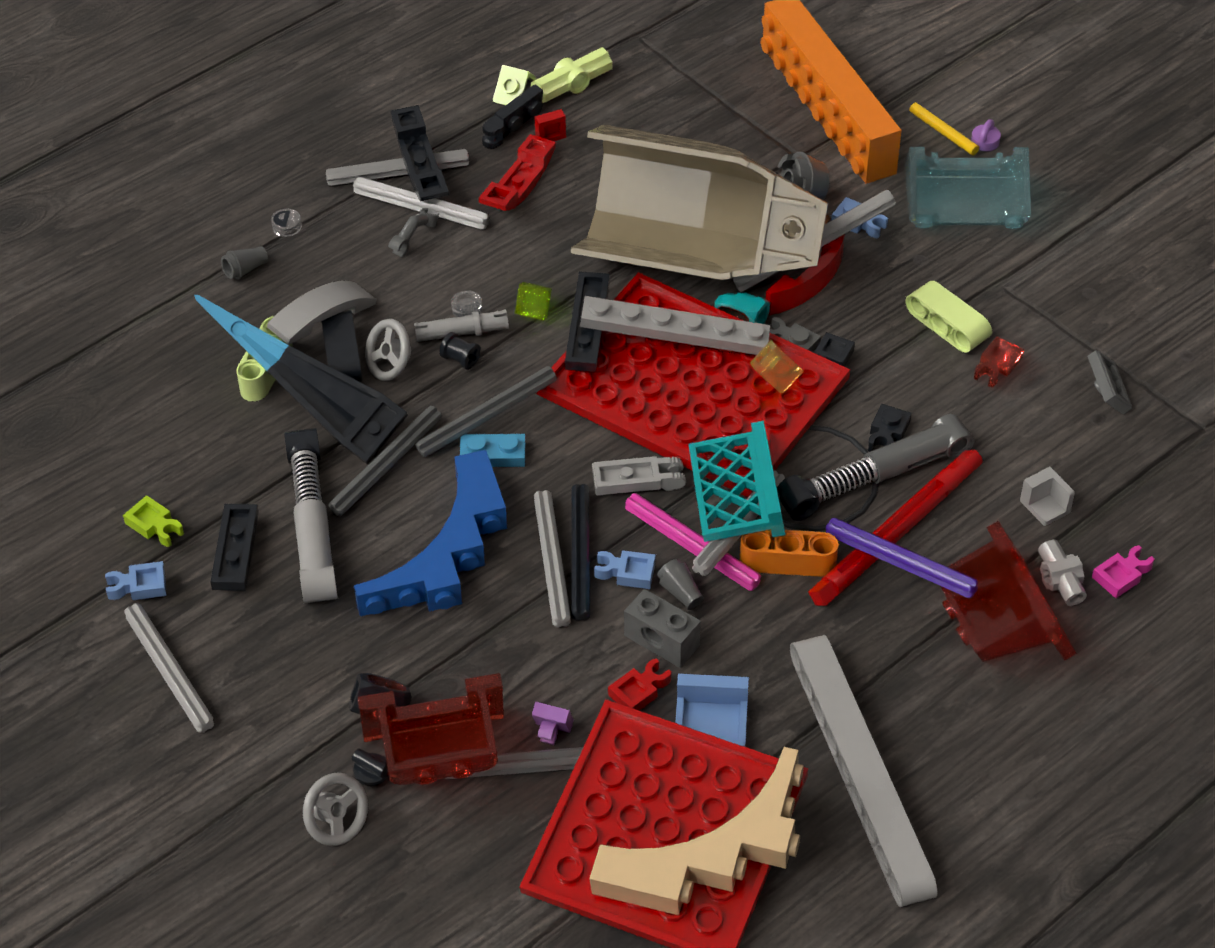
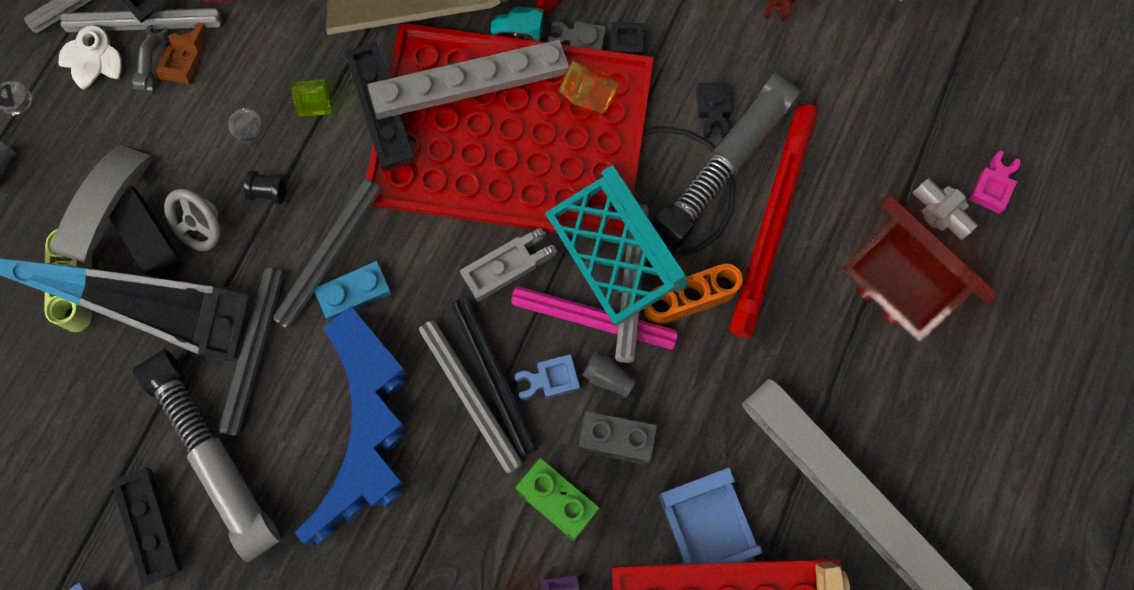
camera: 25 degrees left, 25 degrees up
(152, 518) = (43, 530): lime plate -> none
(360, 215) = (88, 61): none -> white plate
(440, 240) = (182, 56): none -> dark orange slope
(463, 325) = (265, 147): light grey pin -> none
(585, 641) = (543, 490): none -> bright green window
(639, 689) = (622, 518): red plate -> none
(902, 558) = (807, 264): dark purple axle -> none
(1047, 496) = (894, 128): light grey panel -> none

